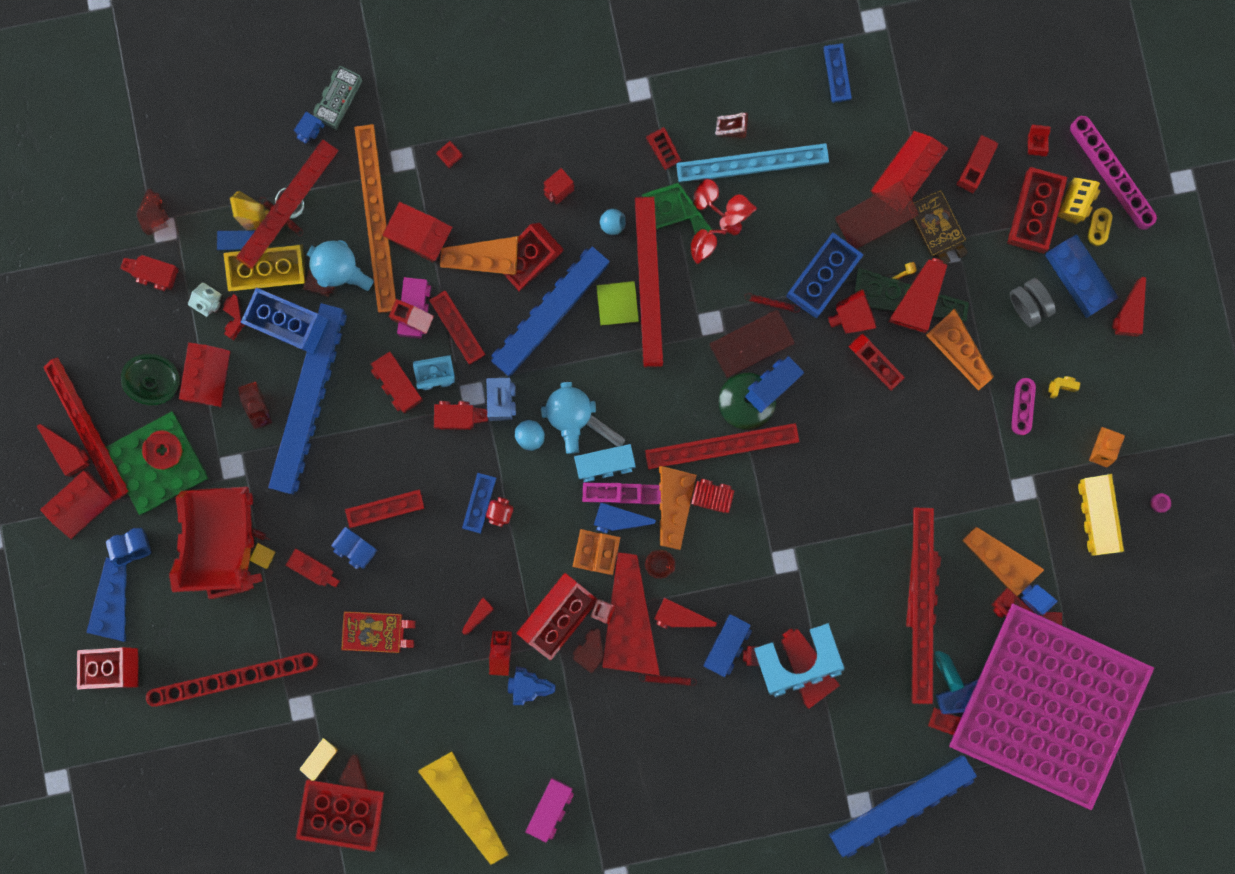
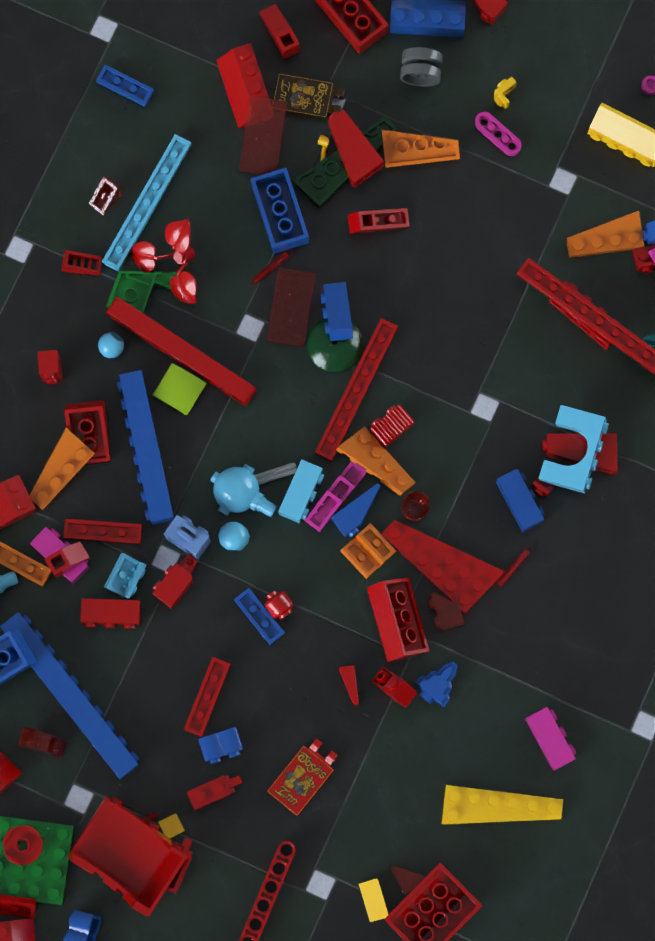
camera: 50 degrees left, 5 degrees down
(603, 611) = (420, 579): tile -> none
(678, 616) = (466, 523): red slope -> none
(853, 314) = (327, 210): red torso -> none
(1106, 446) = (575, 92): orange torso -> none

